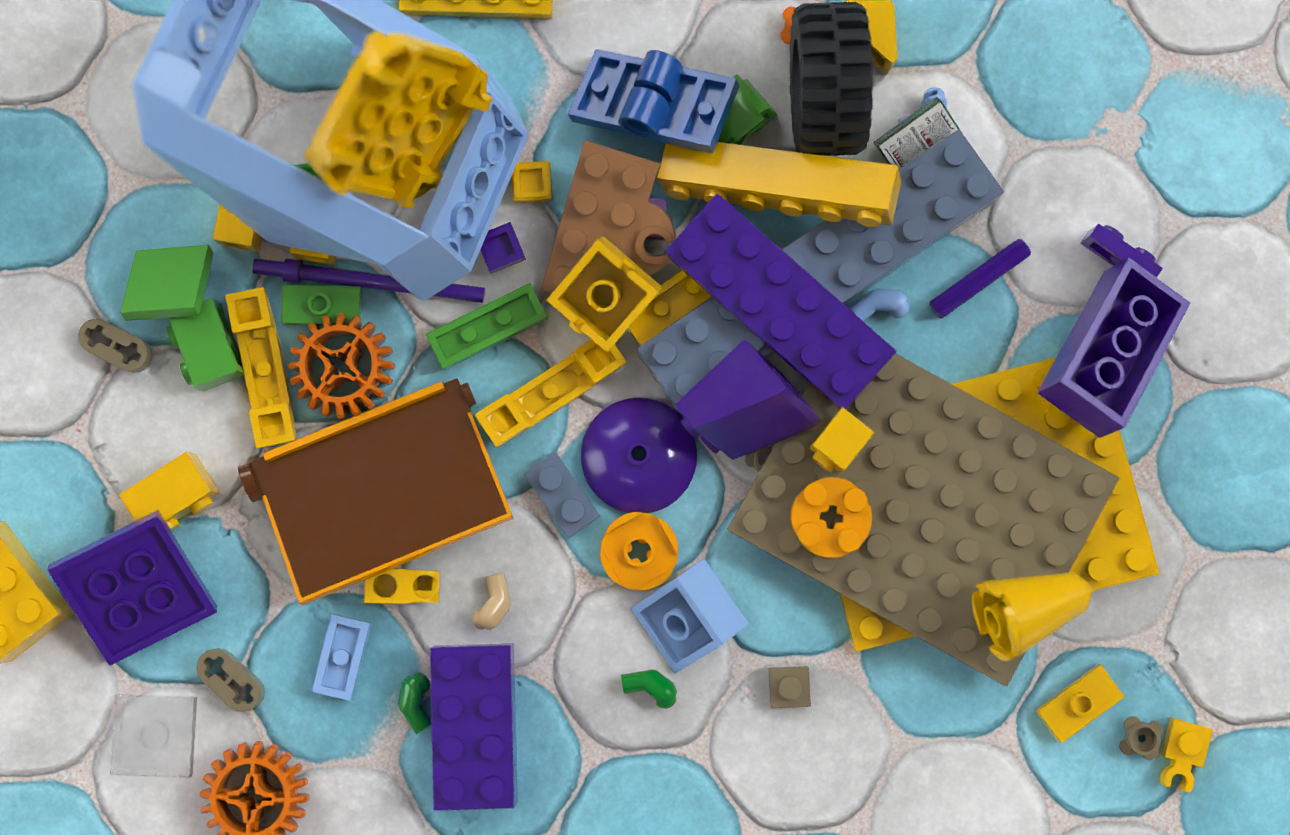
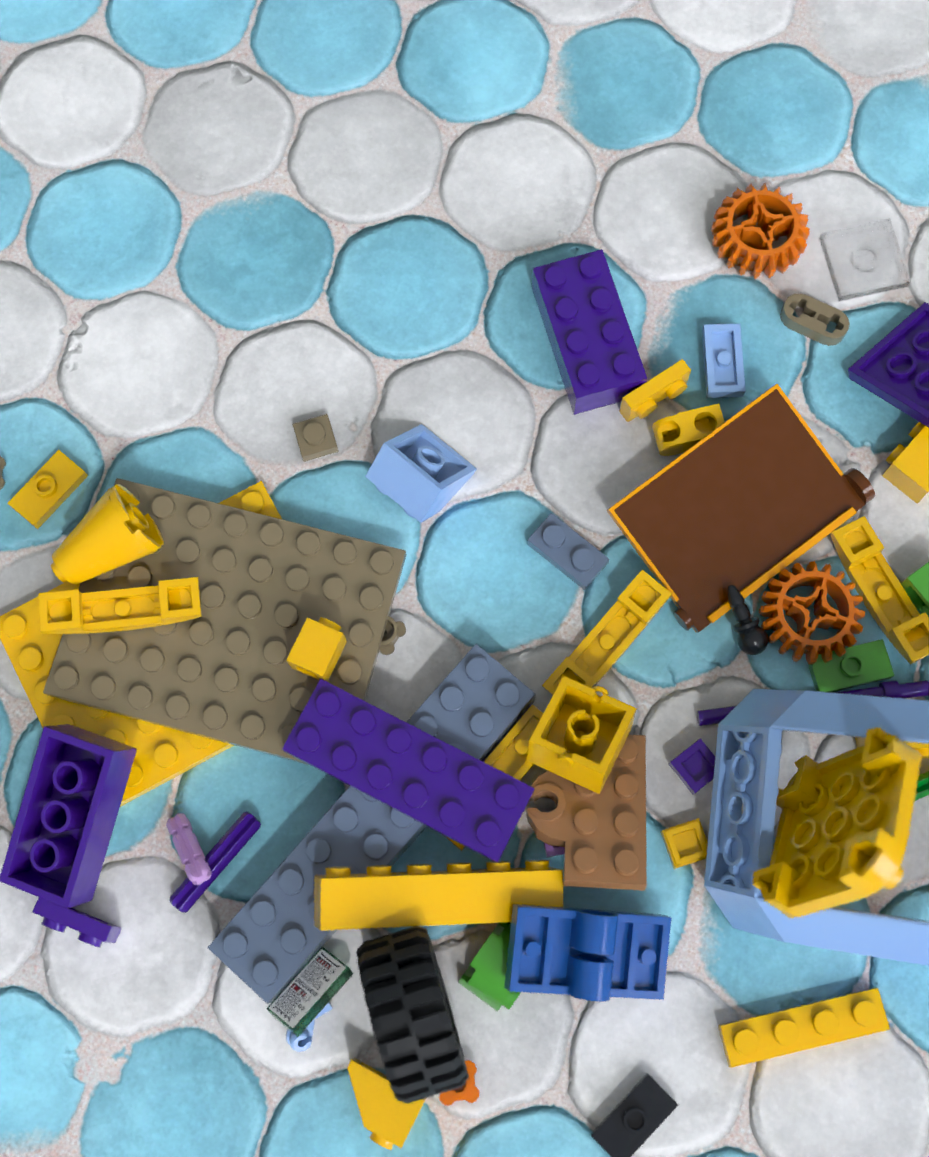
camera: 170 degrees right, 10 degrees down
(406, 643) = (644, 399): none -> yellow plate
(407, 357) = (751, 637): none -> black bar
(410, 701) = (650, 341): green arm -> none
(486, 326) = (686, 686): bright green plate -> none
(496, 606) = (598, 440): tan arm -> none
(617, 545) = (482, 497): light orange plate -> none
(643, 484) = (513, 630): dark purple dish -> none
(654, 684) = (438, 408): green arm -> none
(745, 405) = (415, 666): dark purple slope -> none
(849, 503) = (295, 564): light orange plate -> none
(883, 300) = (308, 813): light blue arm -> none
(1003, 293) = (188, 849): none -> lavender axle
(1028, 536) = (119, 609): none -> yellow slope

